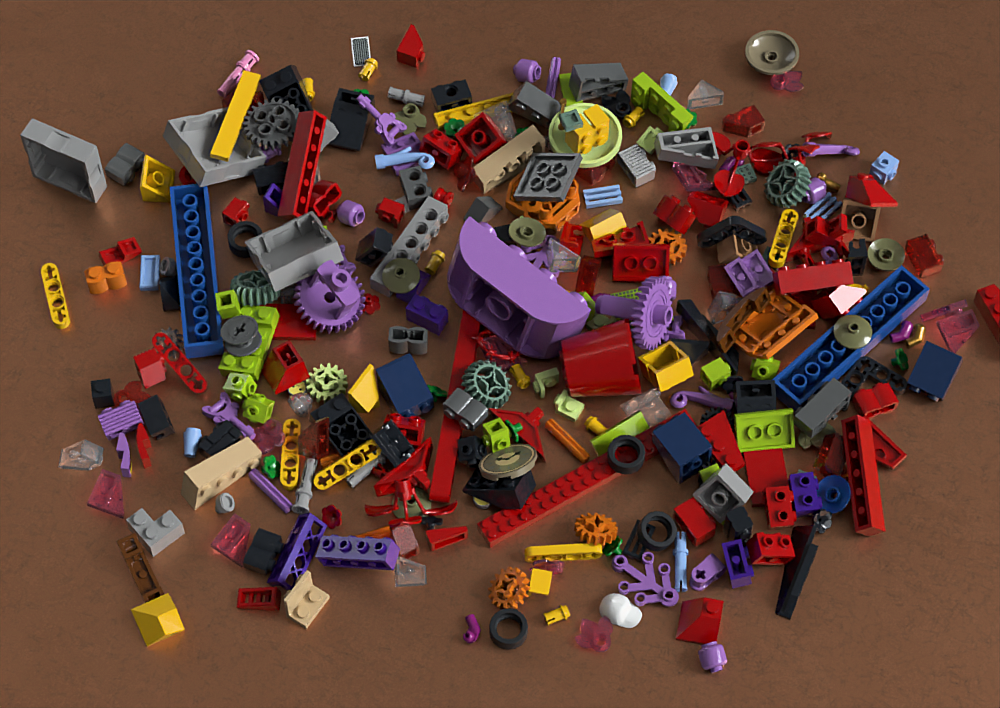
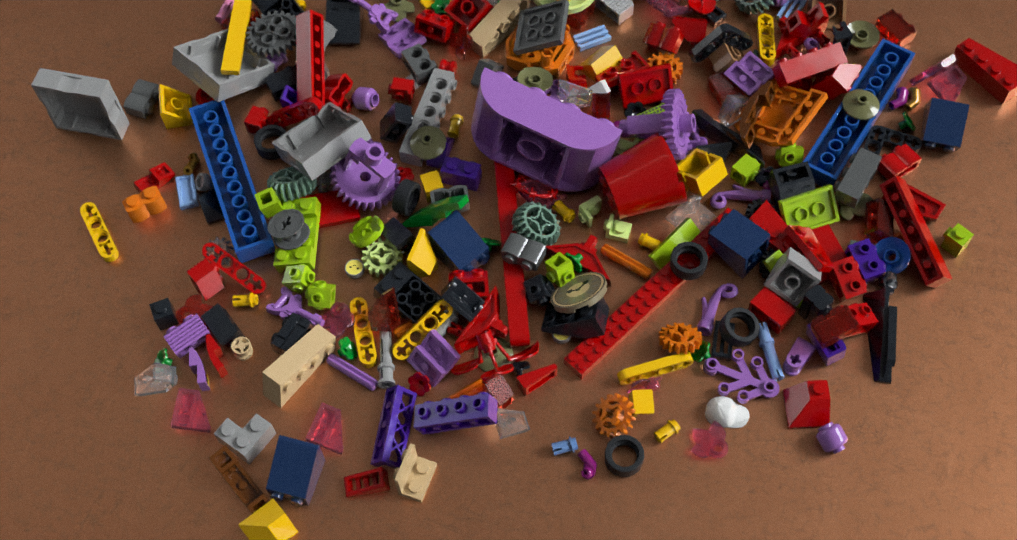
camera: 10 degrees left, 0 degrees up
(92, 436) = (162, 357): none -> green plant
(160, 245) = (191, 164): none -> pearl gold arm
(167, 440) = (238, 346): none -> tan wheel
(183, 397) = (245, 300): none -> yellow pin
(191, 441) = (262, 340): light blue cone -> none
(194, 572) = (295, 471): none -> dark blue slope
(224, 503) = (309, 394): light grey tile -> none
(263, 551) = (359, 434): black brick -> none
(273, 212) = (295, 113): none -> red beam
(284, 368) = (338, 251): red slope -> none
(300, 403) = (361, 282): clear cone -> none
(318, 353) = (366, 231): none -> lime tile
(347, 364) = (398, 235): none -> black hinge
(351, 494) = (434, 357): none -> medium lavender slope
(365, 328) = (406, 197): none -> black tyre
(388, 349) = (435, 211): none -> green slope
(394, 317) = (429, 182): none -> yellow brick
(404, 157) = (401, 40): light blue plant -> none
(454, 607) = (564, 446): none -> medium blue pin
(592, 255) = (600, 87): none -> white slope
(626, 282) = (637, 107): none -> black plant
(634, 508) = (709, 310): none -> medium lavender plant
(744, 550) = (834, 326): none -> clear red brick
(750, 467) = (810, 247): none -> red wing
(904, 493) = (956, 239): none -> lime brick

